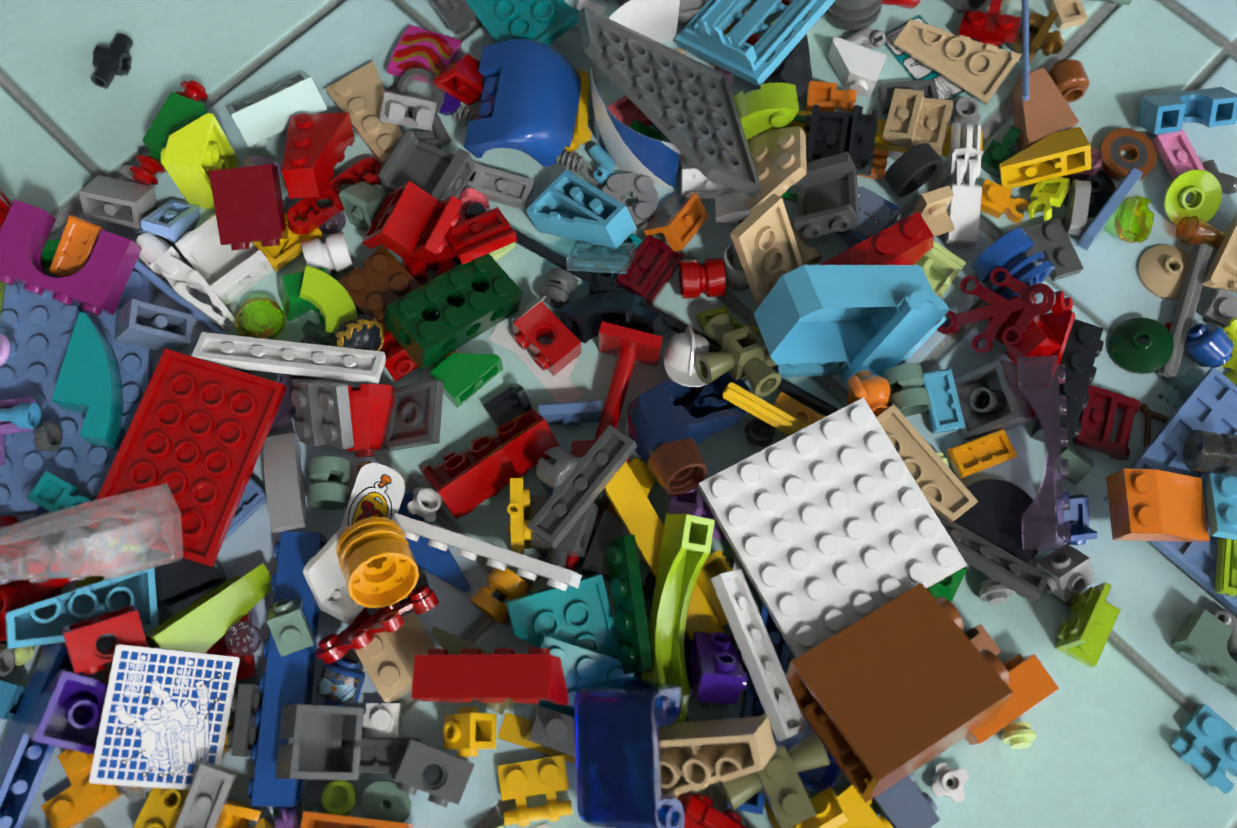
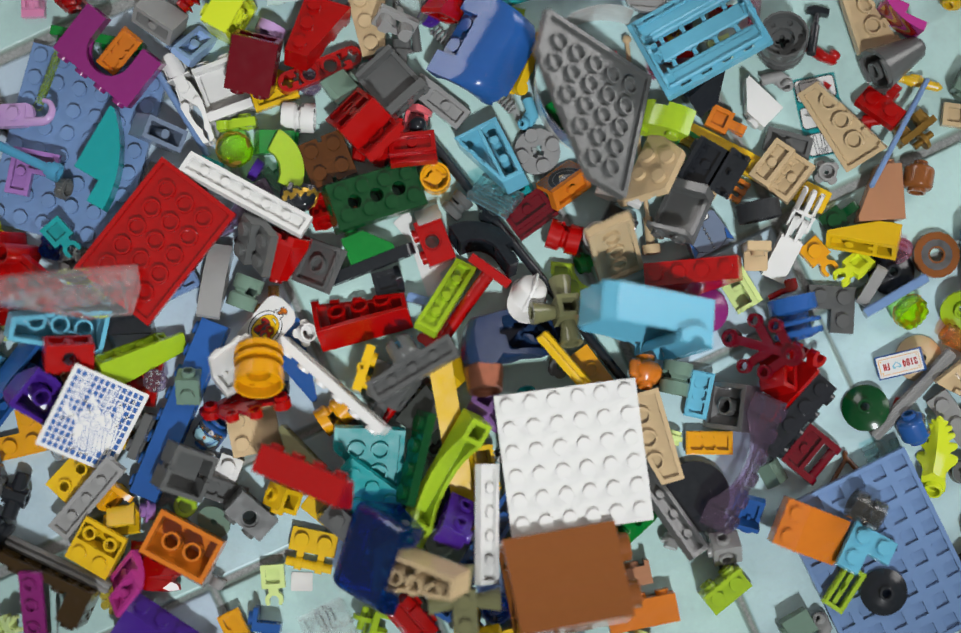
camera: 25 degrees right, 15 degrees up
(261, 284) = (242, 123): none -> lime plate
(294, 331) = (255, 170): none -> dark purple tile
(482, 391) = (375, 263): none -> black beam
(522, 264) = (435, 179): none -> light orange wheel
(587, 393) = (445, 298): none -> lime plate
(736, 302) = (583, 263): none -> green plate
(984, 241) = (790, 286): none -> red hand
(1154, 279) = (900, 363): none -> white tile

